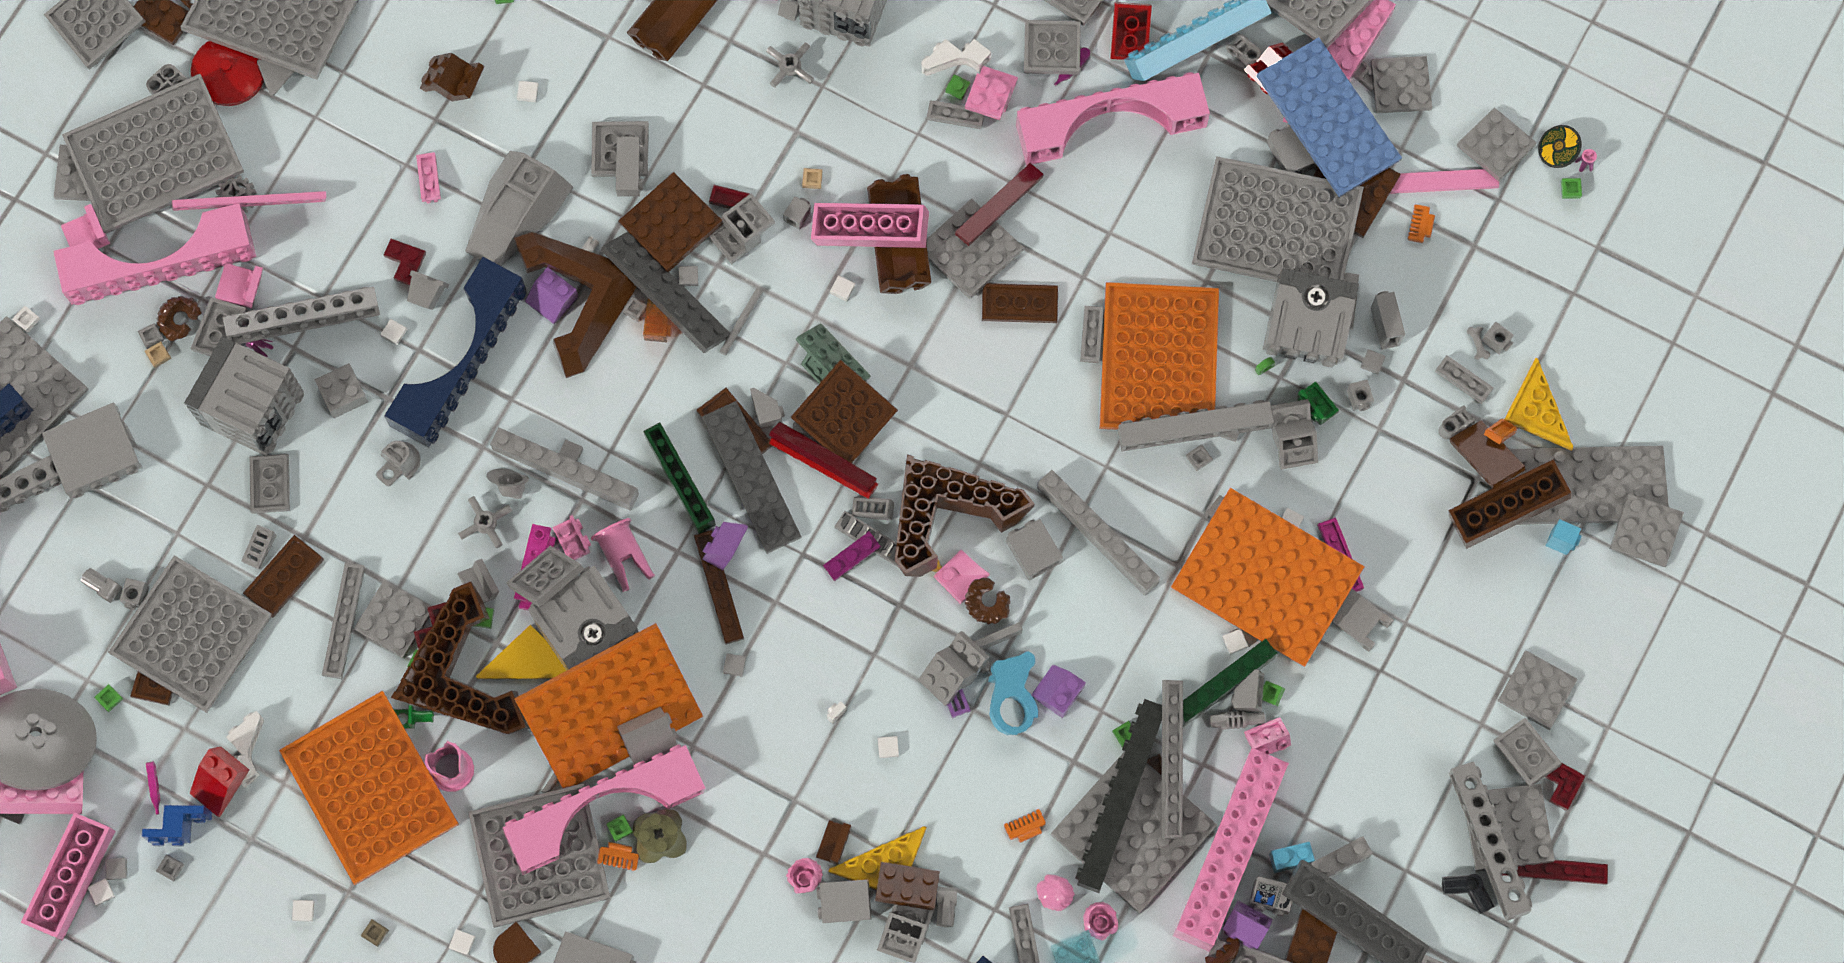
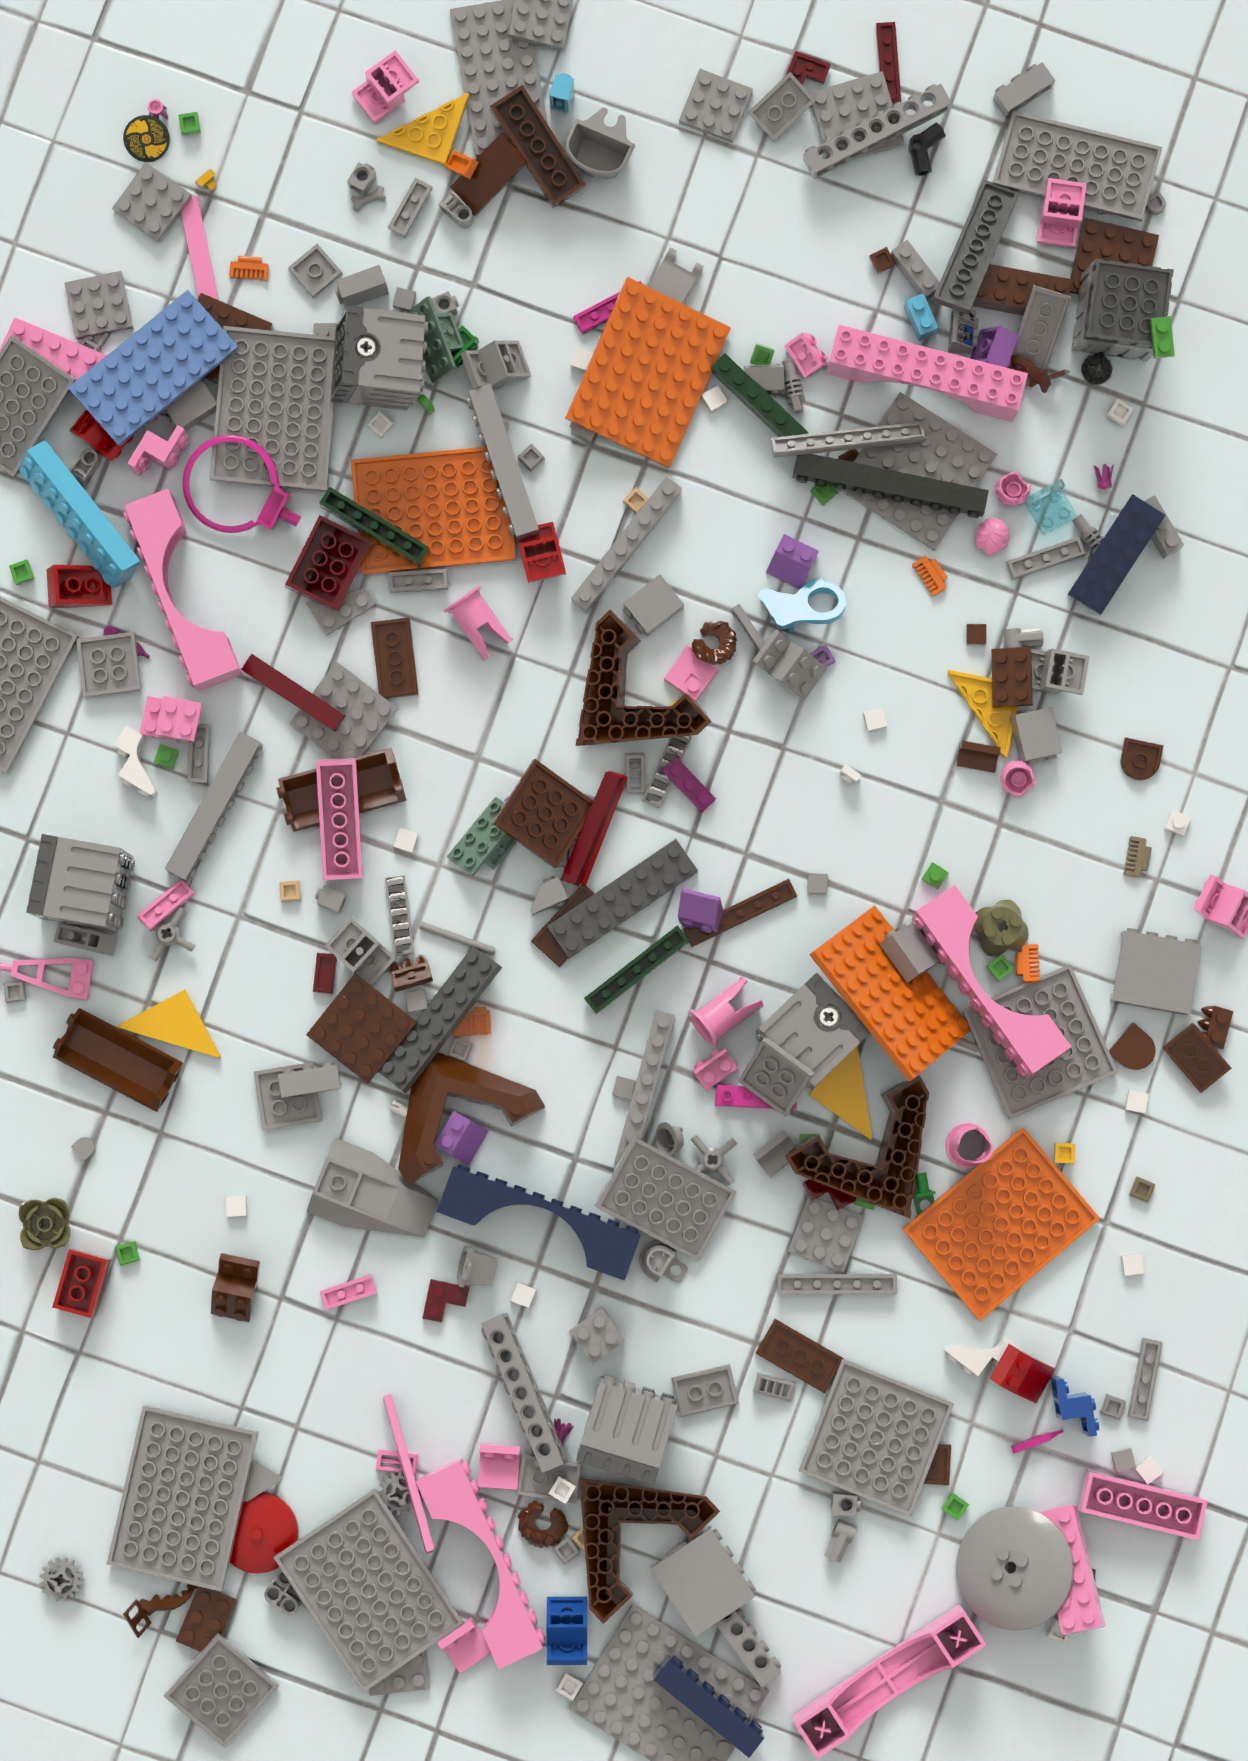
camera: 100 degrees left, 10 degrees up
(75, 321) = (566, 1630): none -> blue bracket
(153, 367) = (610, 1504): none -> reddish brown wedge
(189, 903) = (1144, 1379): none -> light grey tile
(204, 336) = (562, 1489): none -> white plate
(260, 213) = (393, 1461): none -> bright pink tile
(425, 860) = (1064, 1153): none -> yellow plate
(455, 469) = (665, 1198): none -> light grey plate
(706, 61) = (174, 1022): none -> yellow tile
(713, 273) = (411, 974): none -> reddish brown plate
(722, 780) = (935, 875): none -> bright green plate
(771, 272) = (399, 915): none -> tile
(817, 66) = (165, 905): none -> bright pink tile
(903, 121) = (214, 806): none -> light grey brick
(958, 861) = (976, 634): none -> reddish brown tile
(1050, 376) = (472, 613): none -> bright pink piece
(1074, 260) = (353, 606): none -> light grey wing
(1099, 448) = (542, 554): none -> red bracket
(1119, 251) = (328, 563): none -> dark red slope
(1143, 549) = (635, 500): none -> tan tile
(1146, 296) = (374, 527): none -> dark green brick
(1182, 213) = (274, 506): none -> dark pink brick
(1250, 114) = (159, 450): none -> bright pink bracket
(1251, 322) = (380, 424): none -> white tile
(1330, 384) = (441, 339): none -> sand green bracket
(1356, 828) = (882, 260): none -> reddish brown plate
(1411, 283) = (315, 270): none -> light grey tile
(1500, 560) = (599, 148): none -> light grey piece
(1512, 195) = (206, 179): none -> yellow tile
(1587, 370) = (385, 87): none -> bright pink bracket

